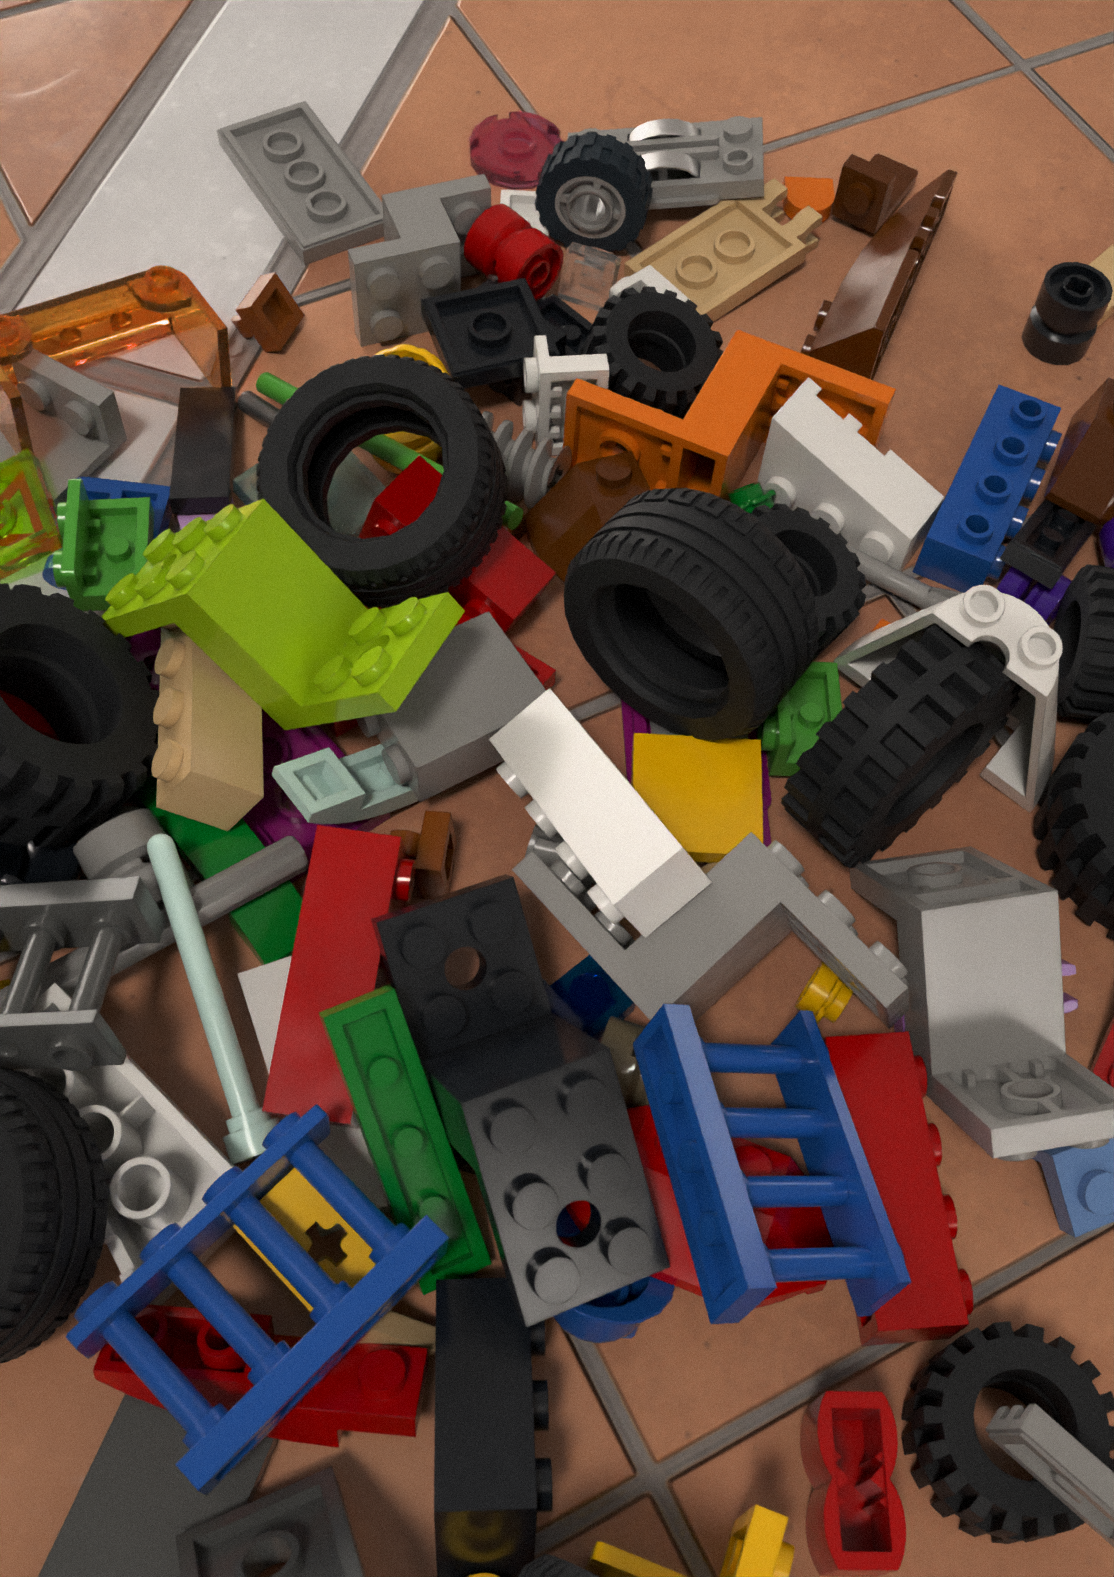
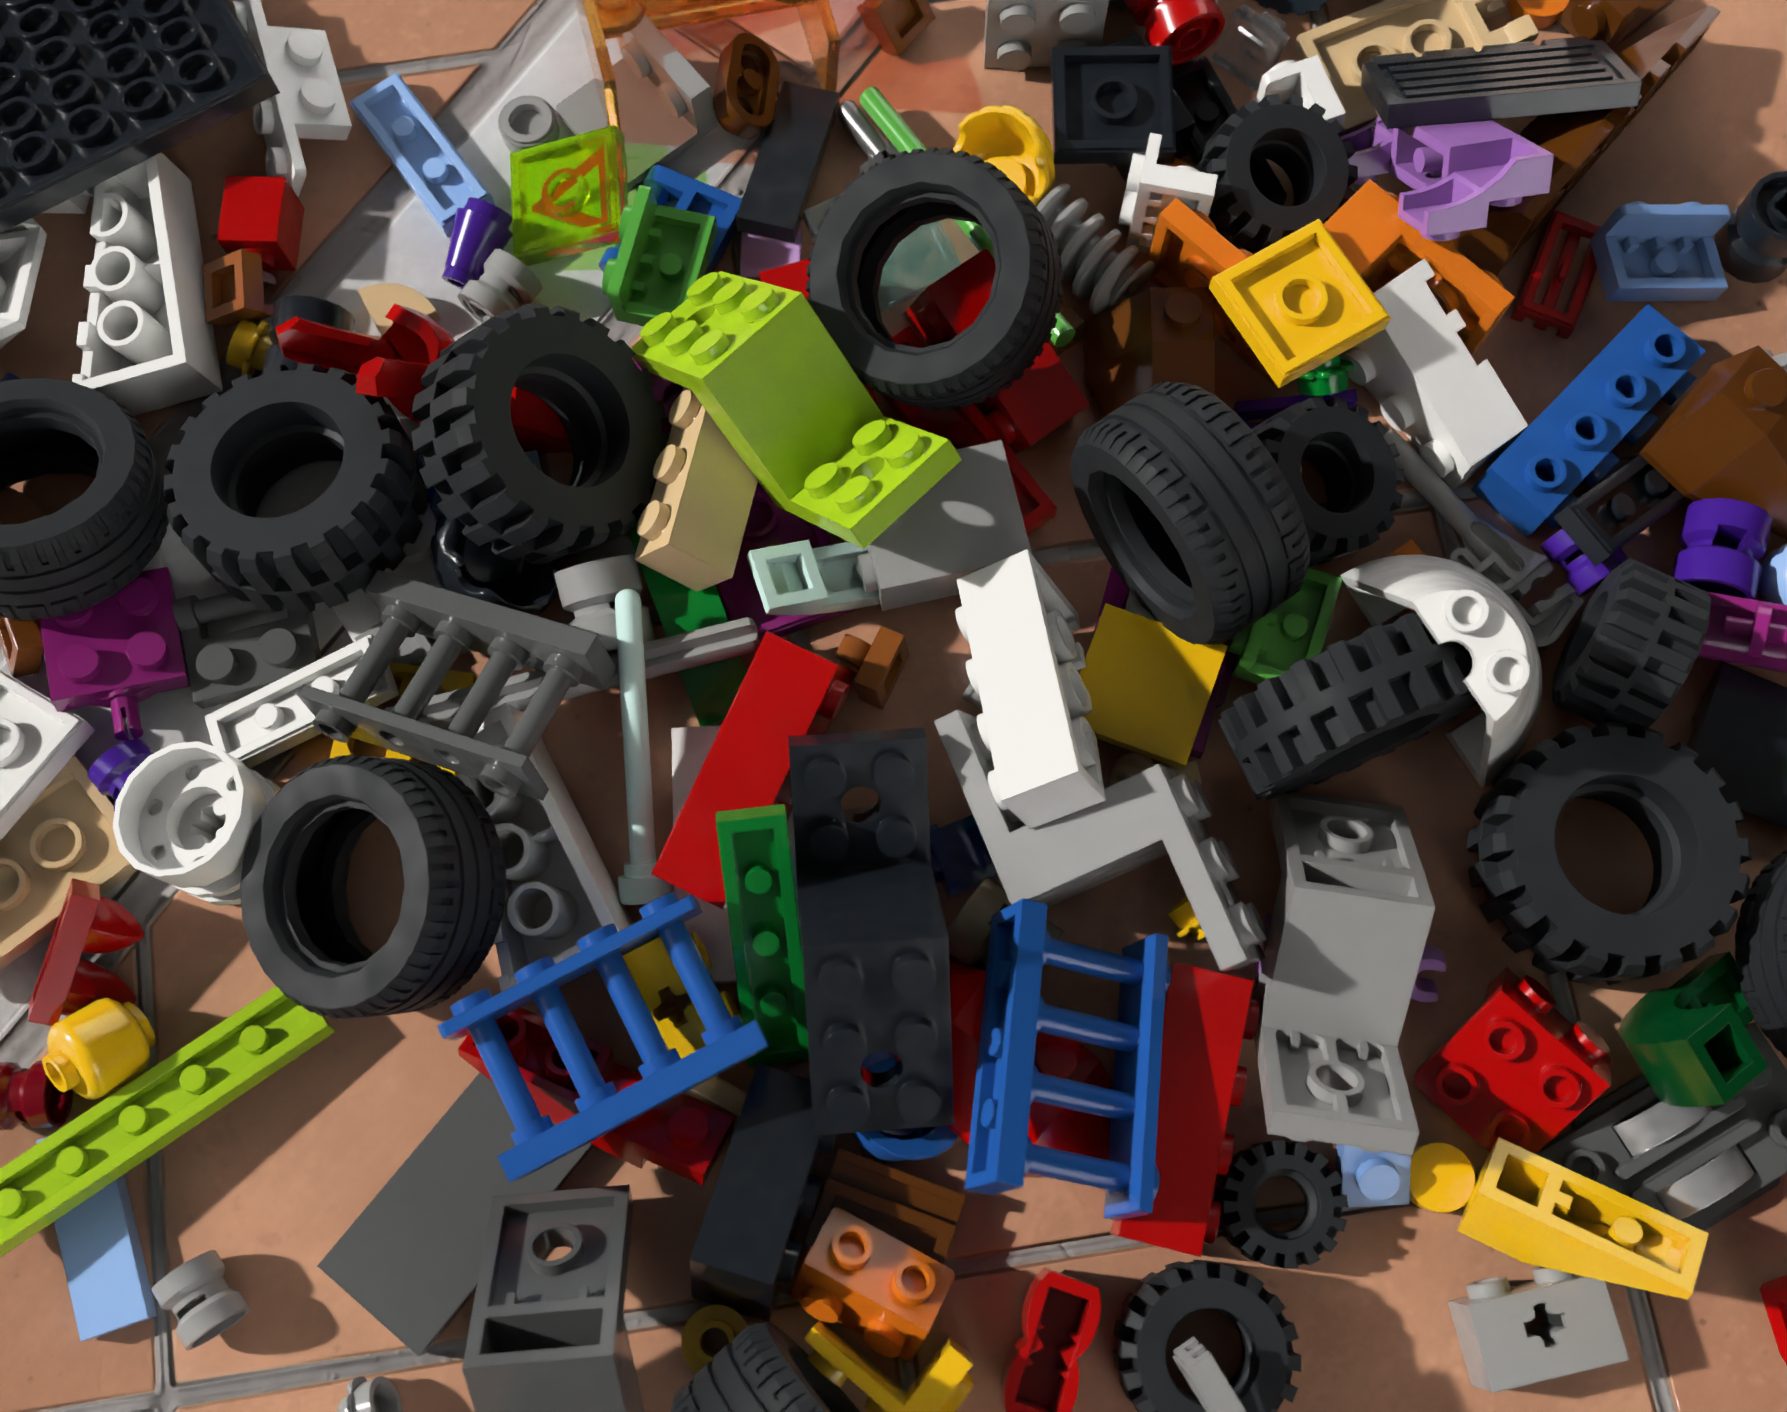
camera: 25 degrees right, 15 degrees up
(146, 397) = (746, 86): none -> reddish brown plate
(626, 1411) = (892, 1201): none -> reddish brown plate
(638, 1487) = (872, 1285): none -> orange bracket
(717, 431) = (1299, 303): none -> yellow tile
(802, 306) = (1452, 171): none -> medium lavender bracket
(809, 246) = (1498, 82): none -> black hinge
(913, 419) = (1544, 313): none -> red tile
(988, 349) = (1661, 252): none -> medium blue bracket
(1056, 1237) = (1322, 1204): none -> black tyre

